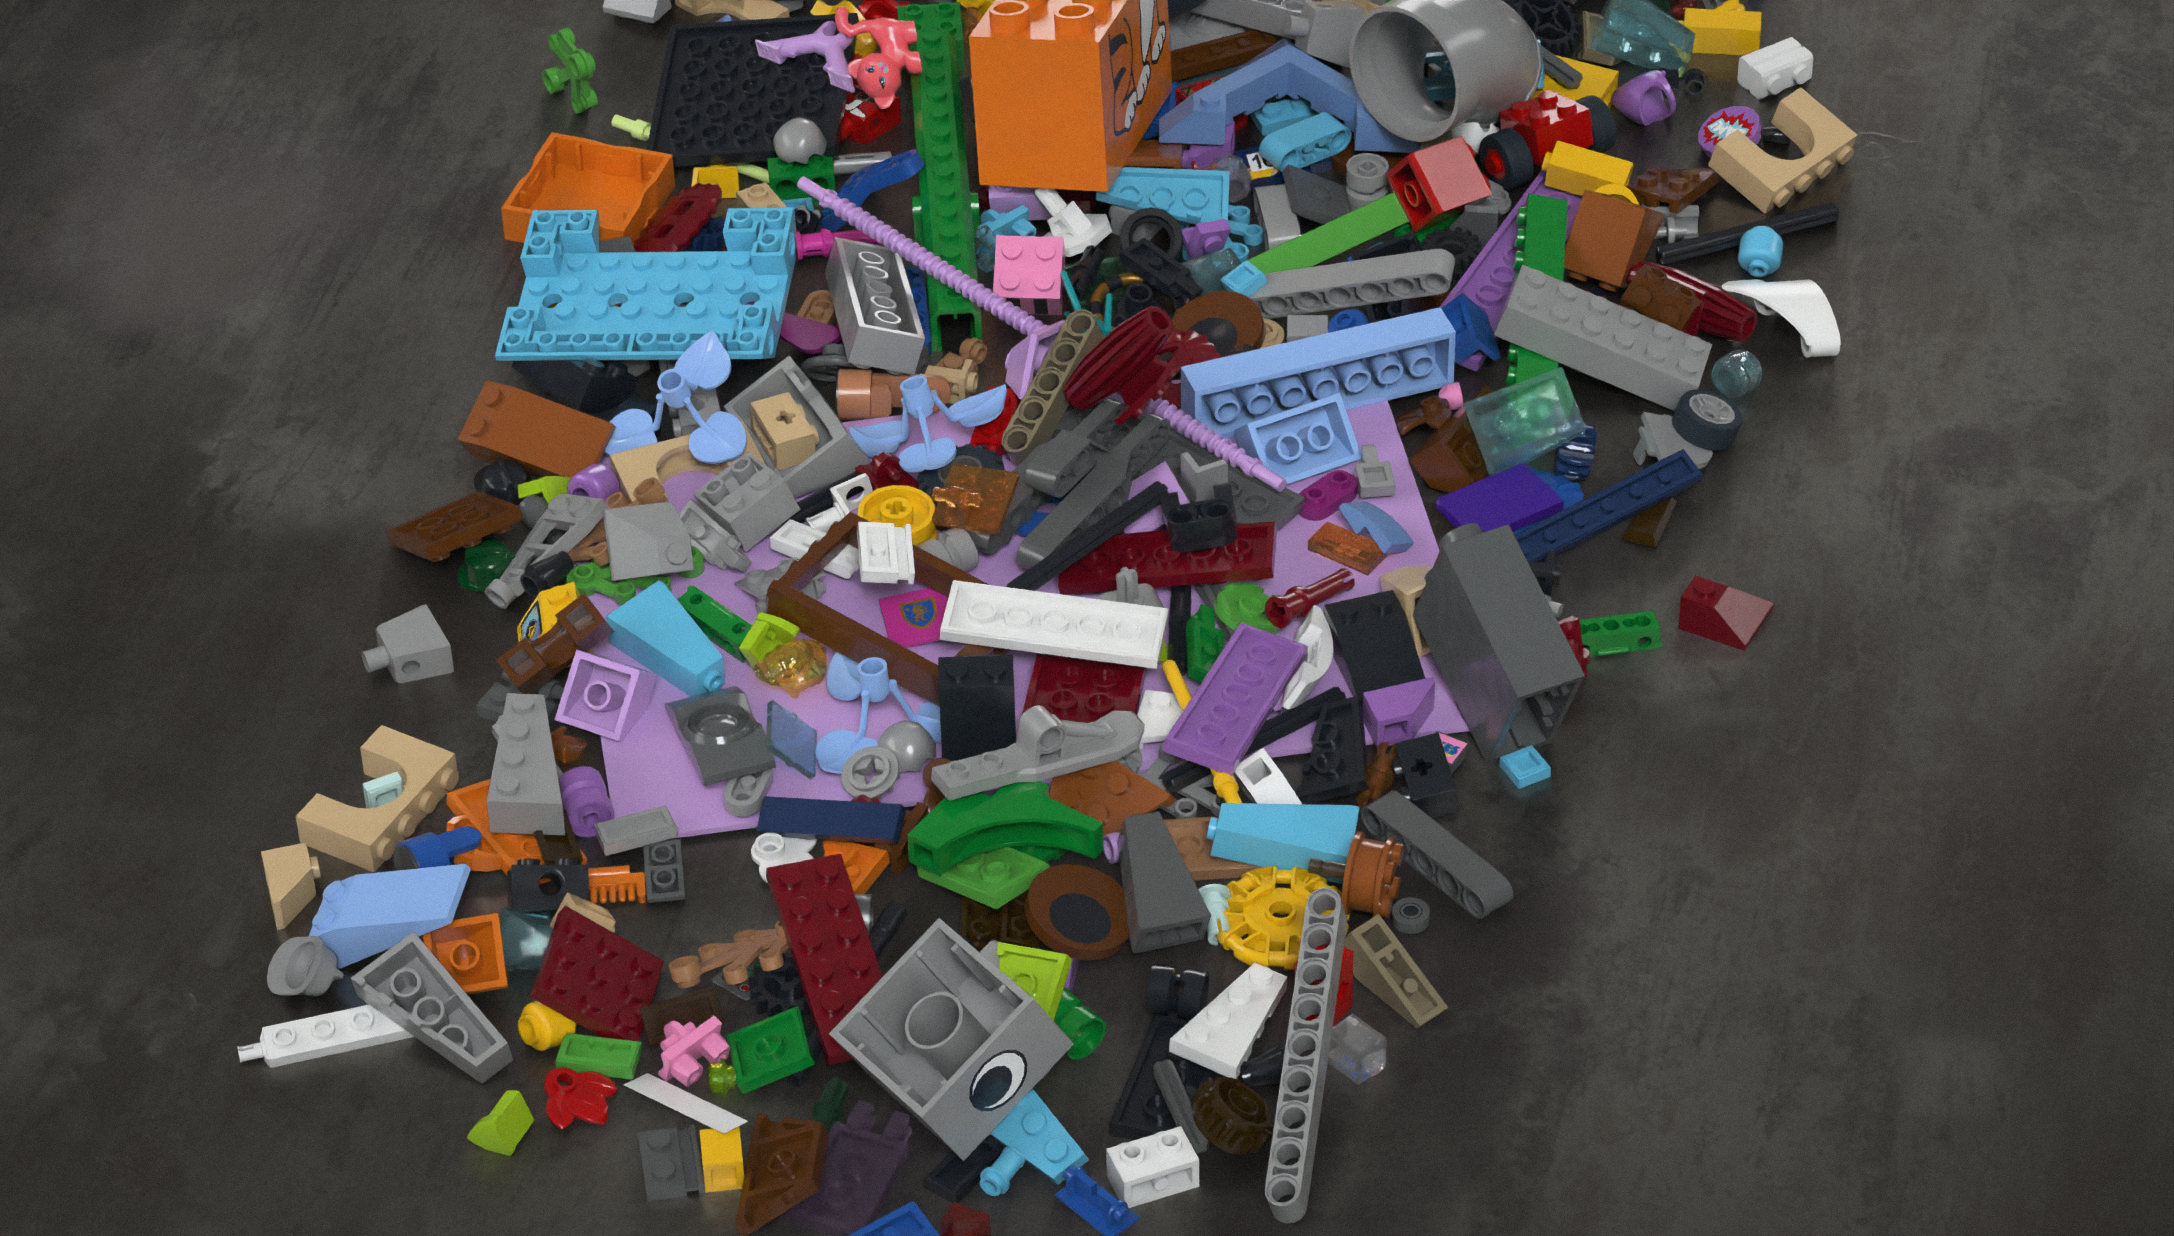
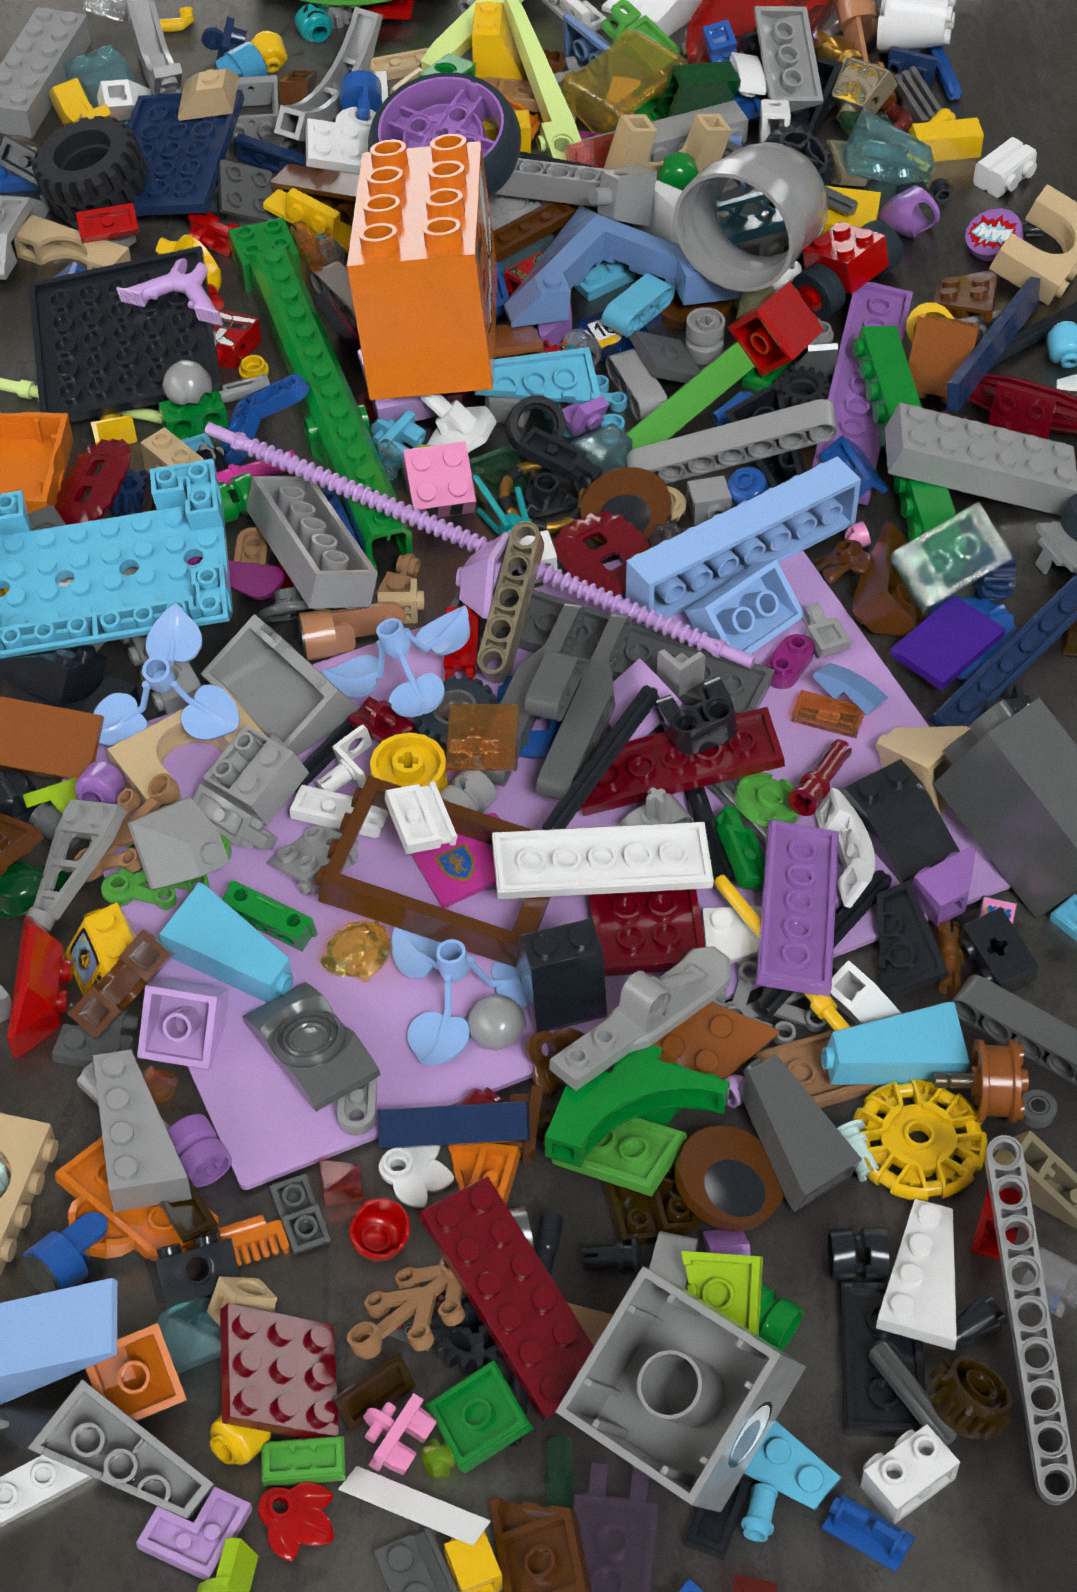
camera: 15 degrees left, 10 degrees up
(476, 1096) = (199, 1544): none -> lavender plate
(482, 638) = (39, 989): none -> red wedge
(546, 573) = (82, 894): black cone -> none
(635, 830) = (259, 1175): light grey tile -> none
(710, 853) = (340, 1182): none -> clear red slope
(732, 892) = (379, 1229): none -> red hair
(765, 635) = (322, 925): lime tile -> none
(783, 430) = (265, 689): tan brick -> none
(791, 739) = (384, 1038): clear light blue piece -> none
(805, 271) = (239, 492): none -> green wheel
(862, 764) = (461, 1051): light grey gear -> none
(881, 72) = (239, 300): coral animal -> none
(881, 142) = (253, 366): none -> yellow plate
(1085, 271) = (486, 466): black pin -> none
(1127, 365) = (593, 568): dark red plate -> none
(1244, 279) = (637, 452): medium azure tile -> none
(1581, 169) = (894, 293): yellow brick -> none
(1660, 298) = (1019, 411): reddish brown plate -> none
(1670, 234) = (992, 344): none -> dark blue tile

